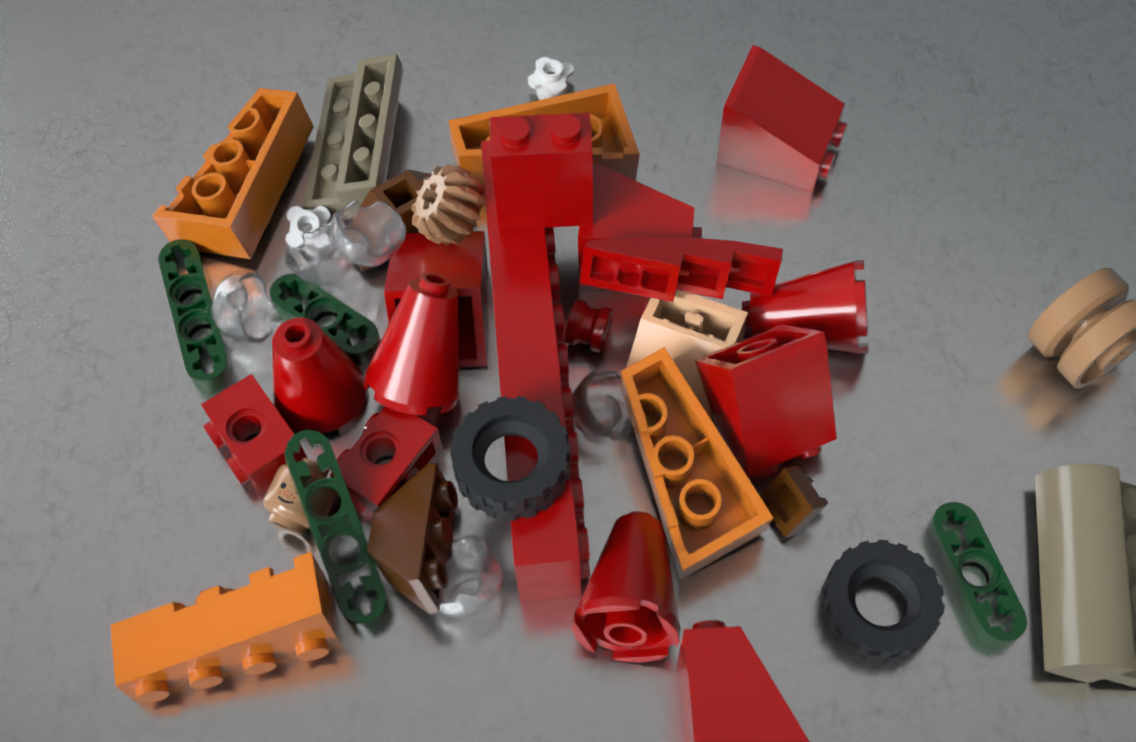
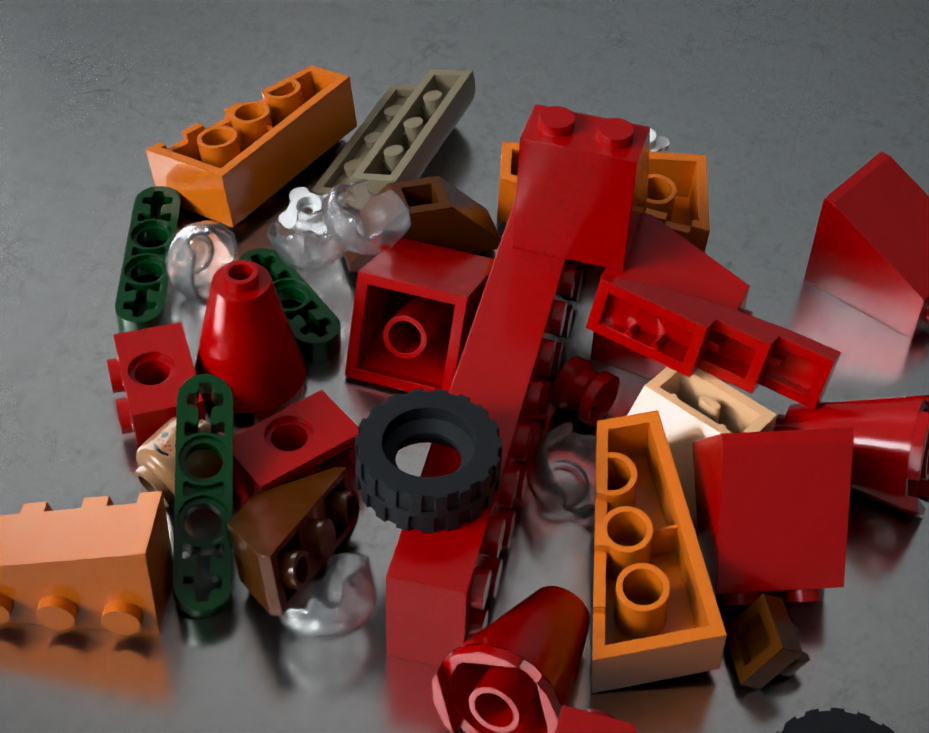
camera: 15 degrees right, 15 degrees down
(419, 350) = (376, 338): red cone -> none
(448, 205) = (466, 212): medium nougat gear -> none

